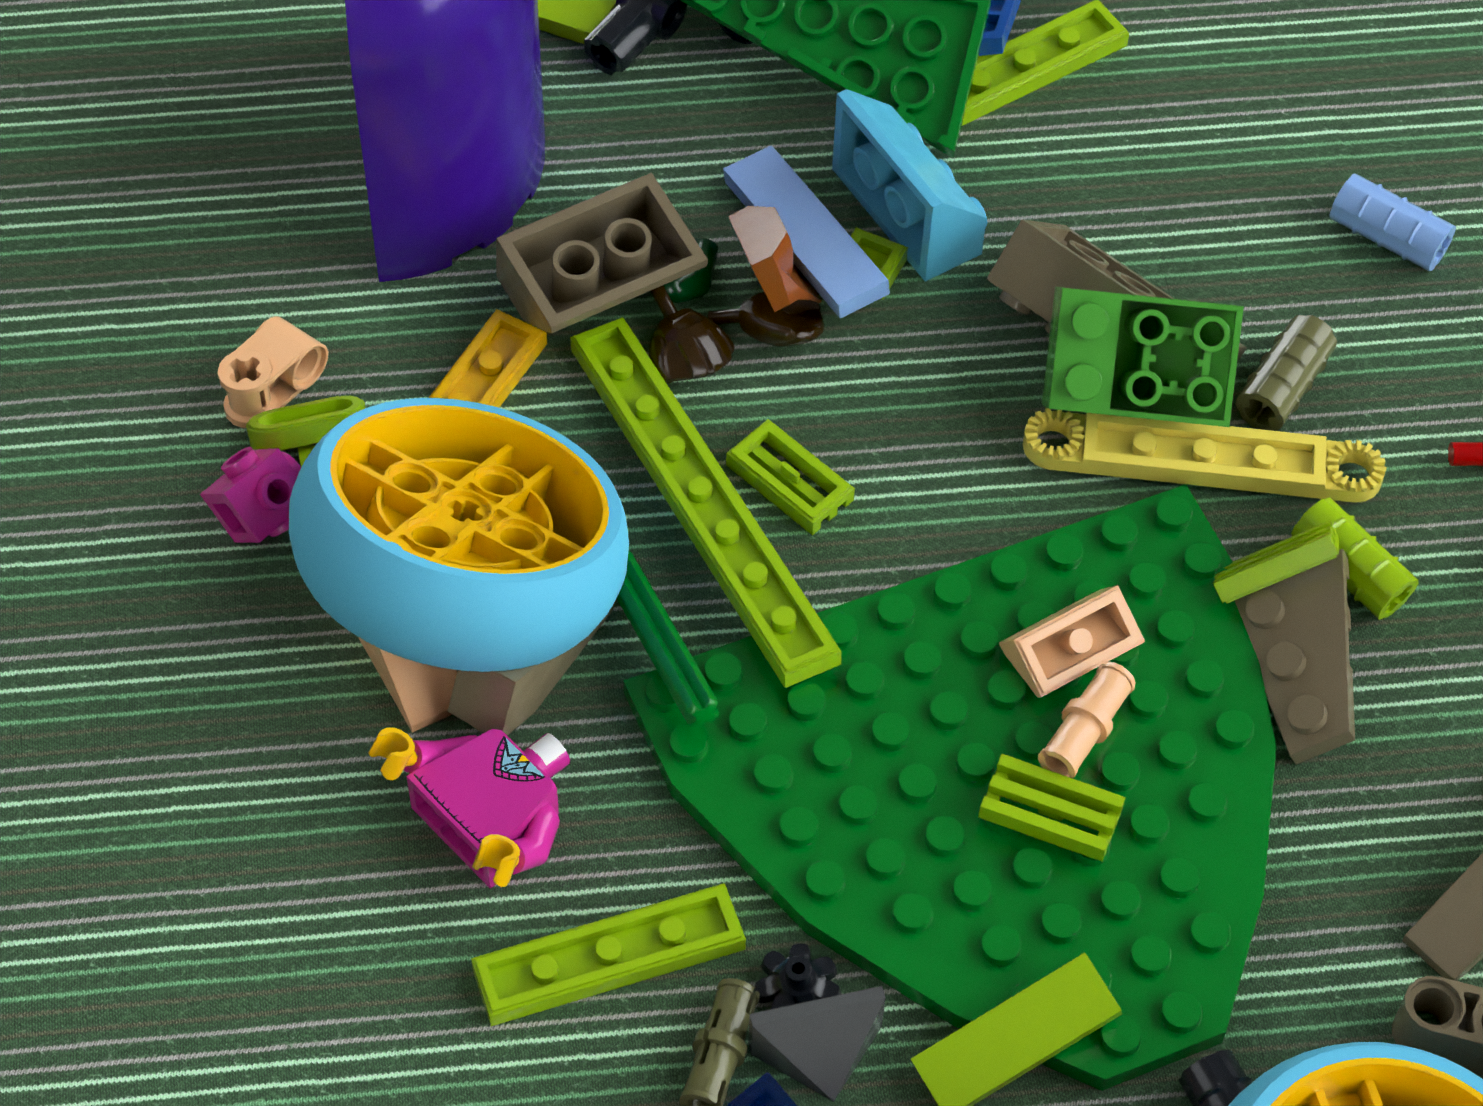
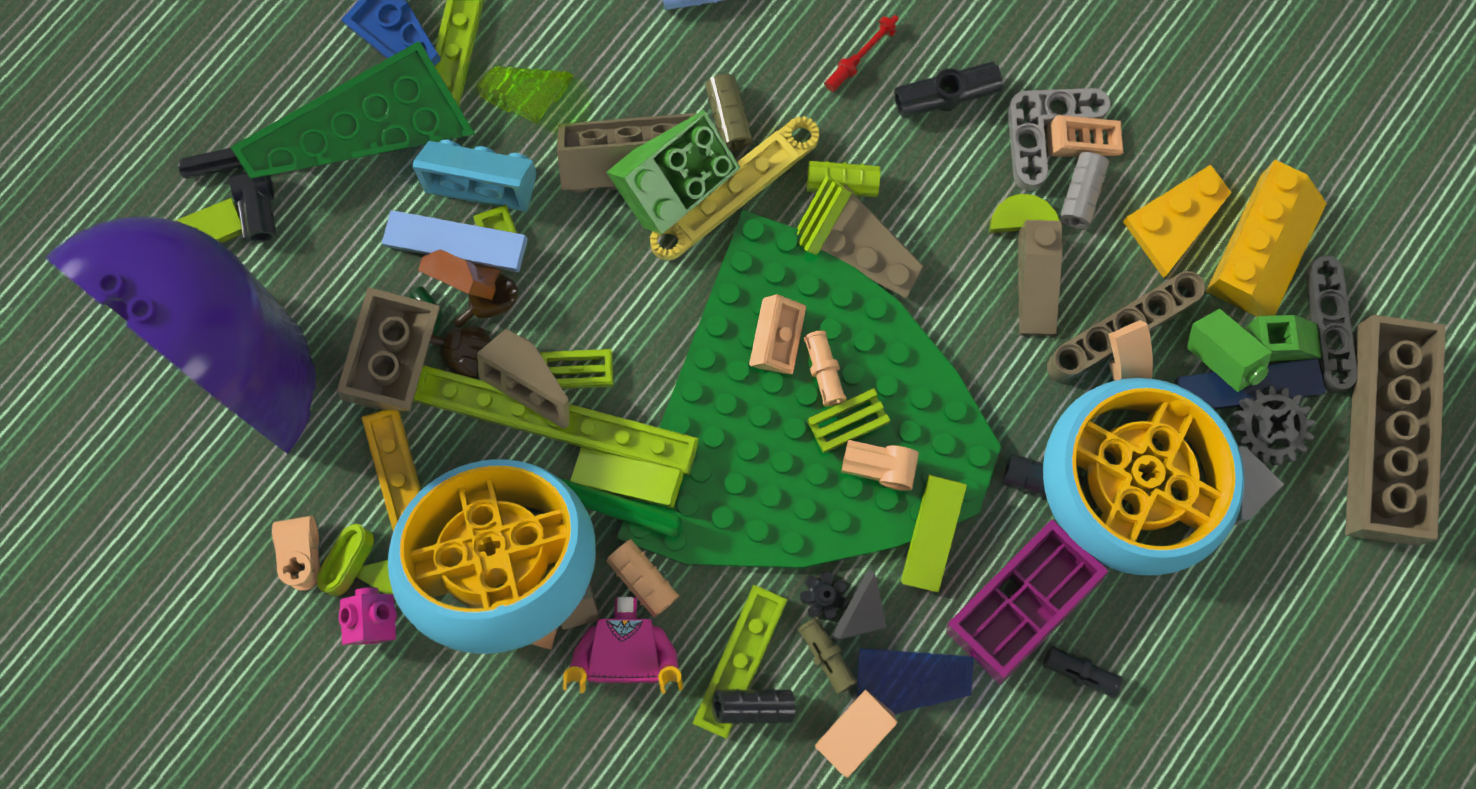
camera: 50 degrees left, 20 degrees up
(561, 1002) = (753, 706): none -> black axle
(601, 747) = (642, 578): none -> light nougat axle
(713, 625) = (628, 477): none -> lime tile
(714, 400) = (520, 372): none -> dark tan slope
(1043, 899) = (890, 466): none -> light nougat piece
(1063, 158) = (523, 89): none -> clear neon green slope

